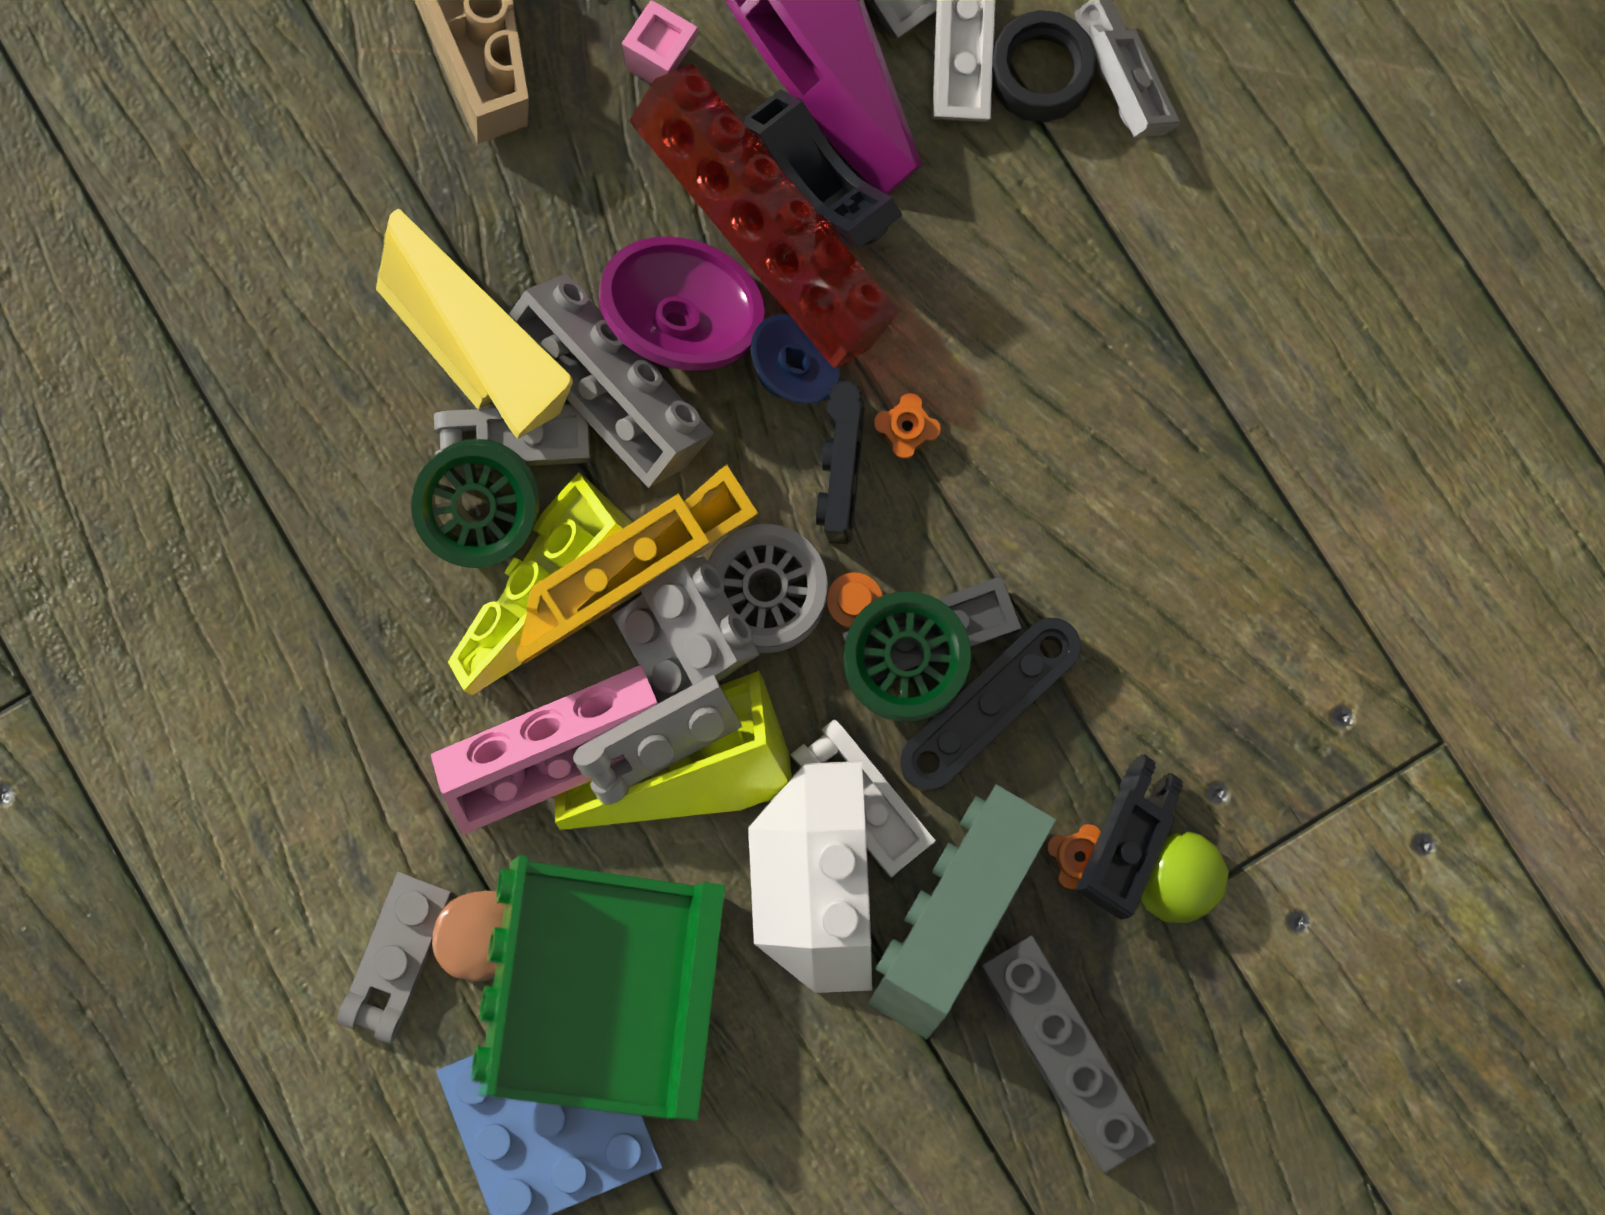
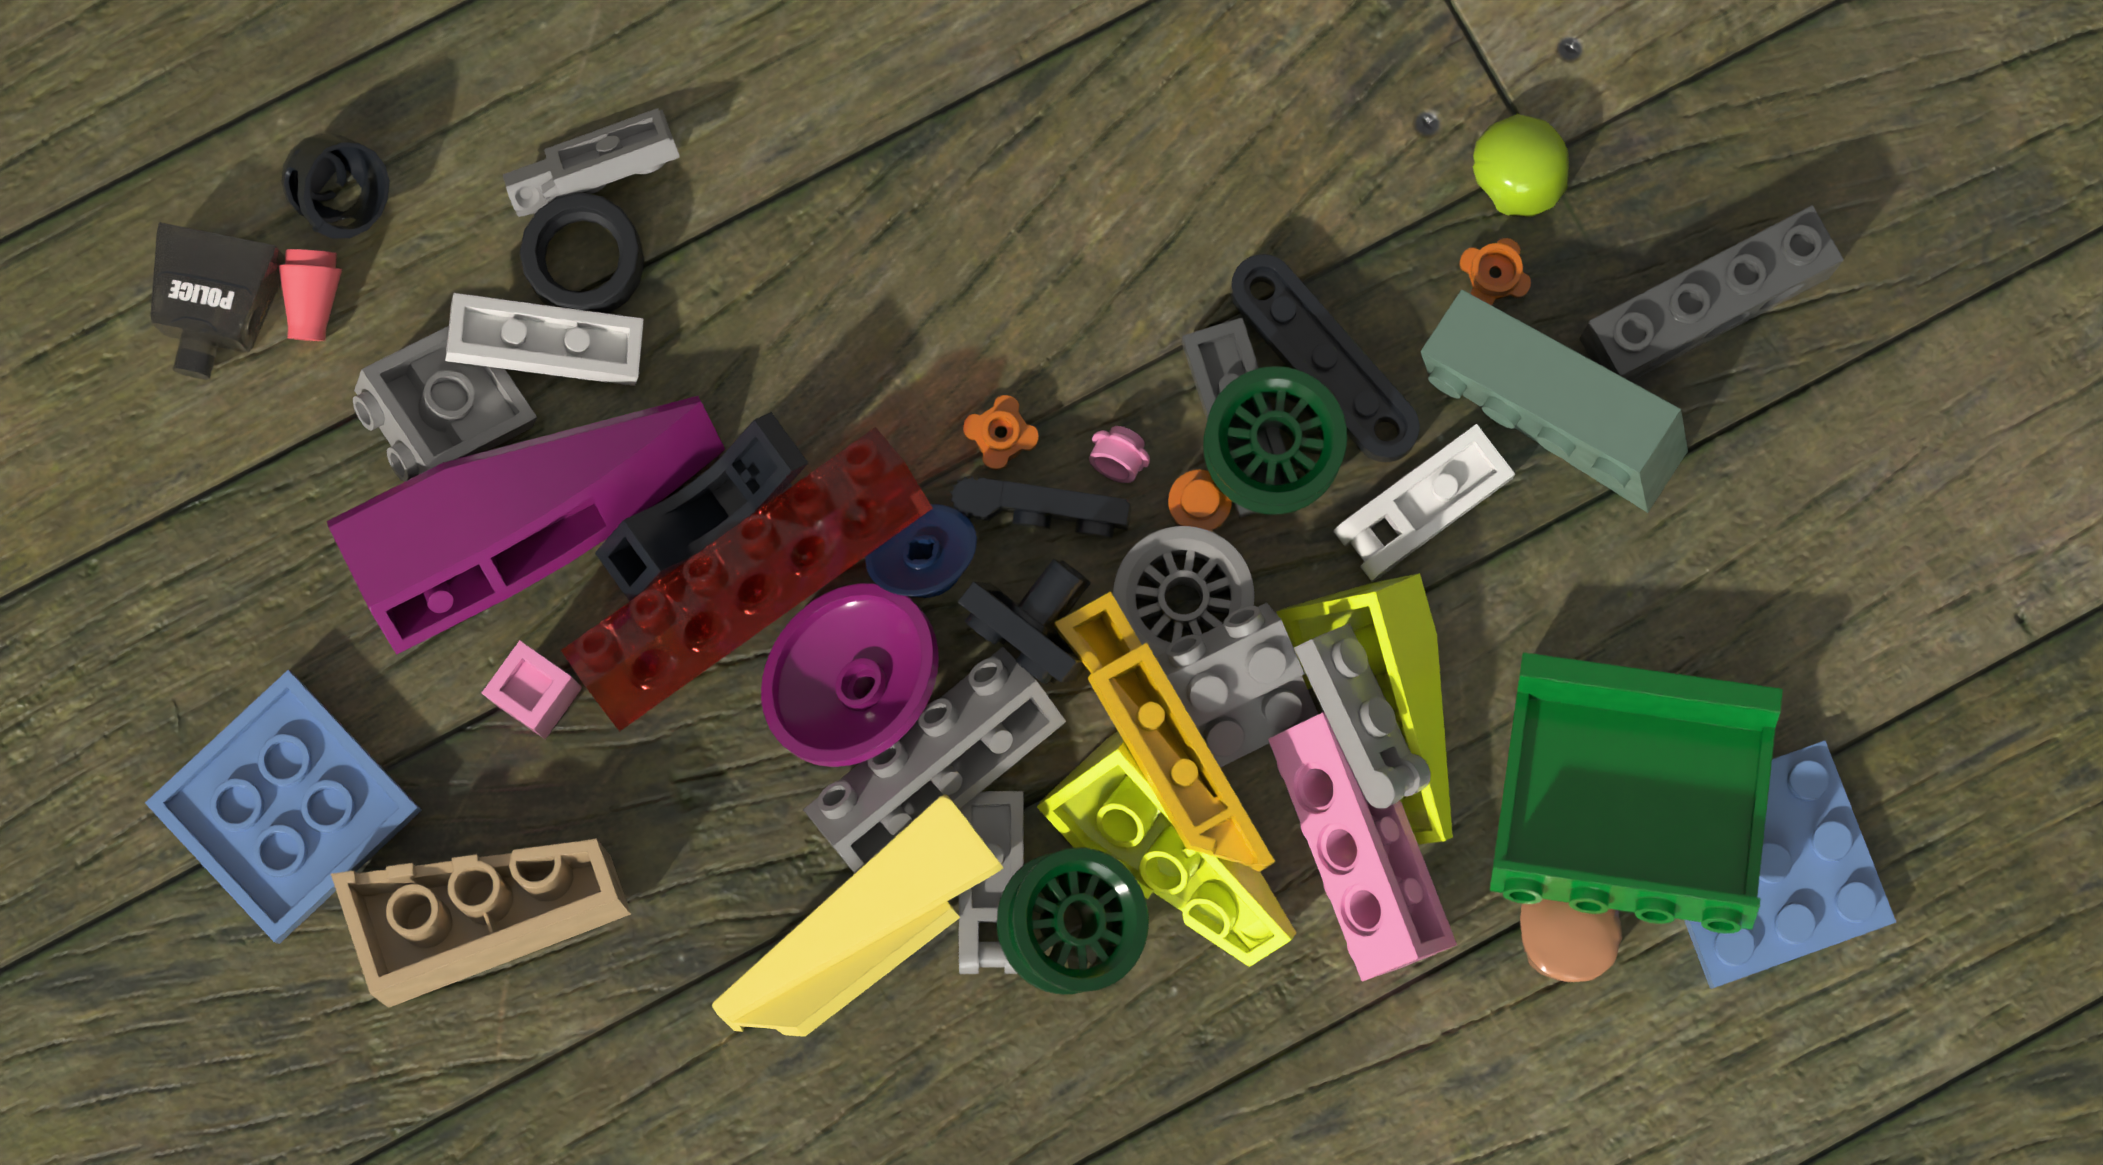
camera: 85 degrees left, 0 degrees up
(394, 956) = (1583, 1032): light grey plate -> none
(734, 438) = (1031, 622): none -> black plate
(814, 878) = (1515, 551): white wedge -> none
(893, 528) = (1118, 454): none -> bright pink plate
(1130, 840) = (1481, 211): black hinge -> none

